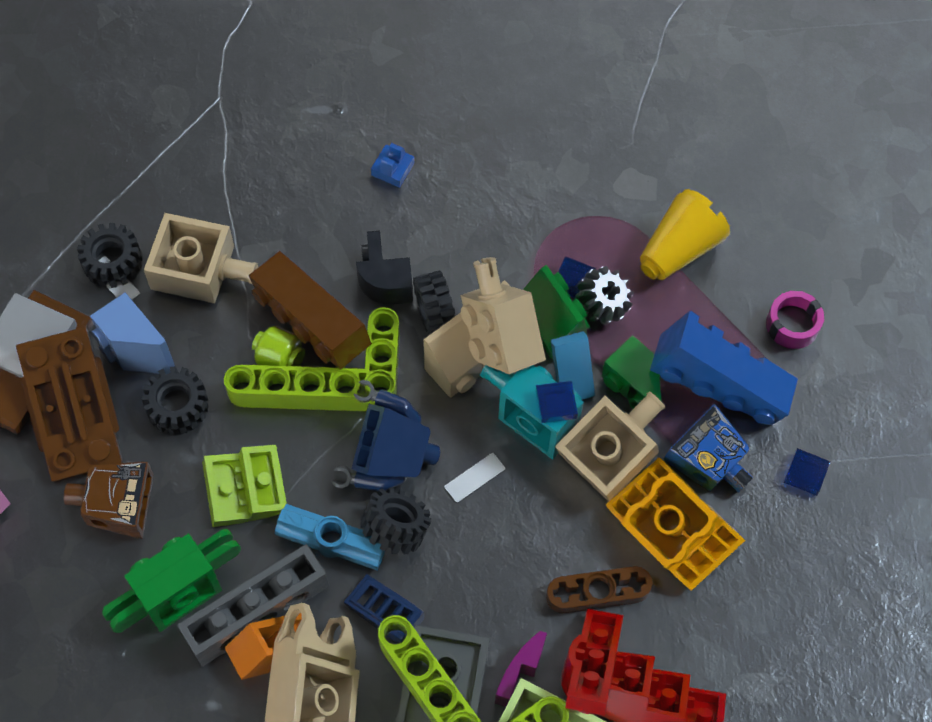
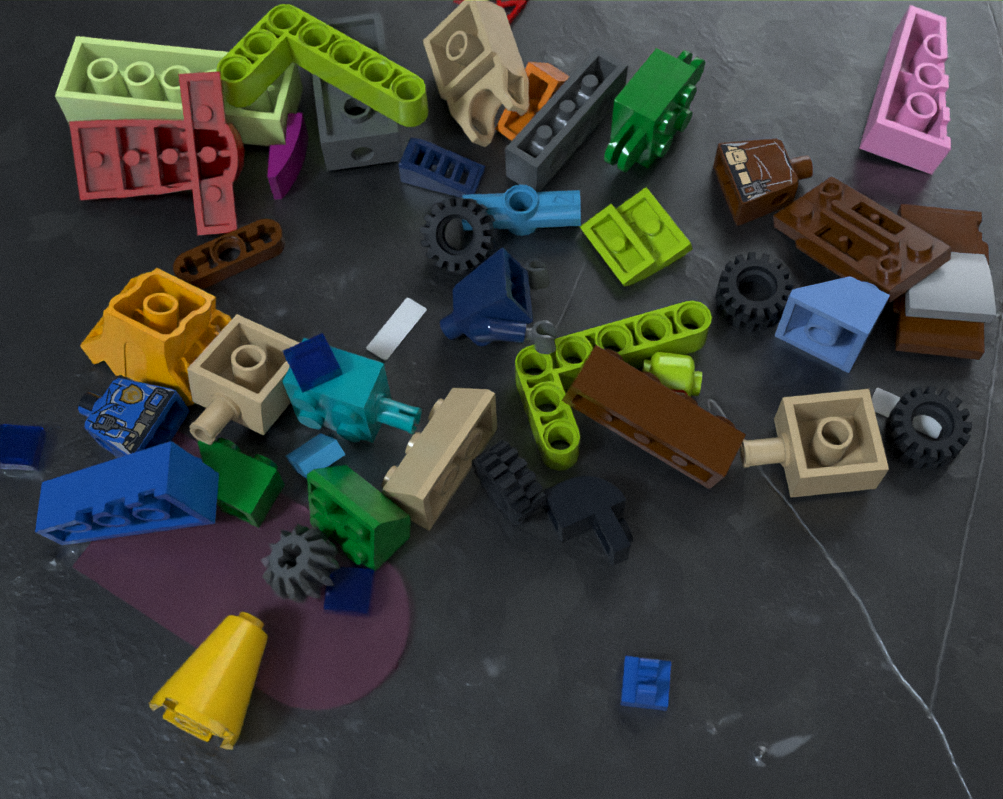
camera: 165 degrees right, 0 degrees up
(501, 322) = (405, 422): tan brick -> none
(791, 339) = (74, 648): dark pink piece -> none

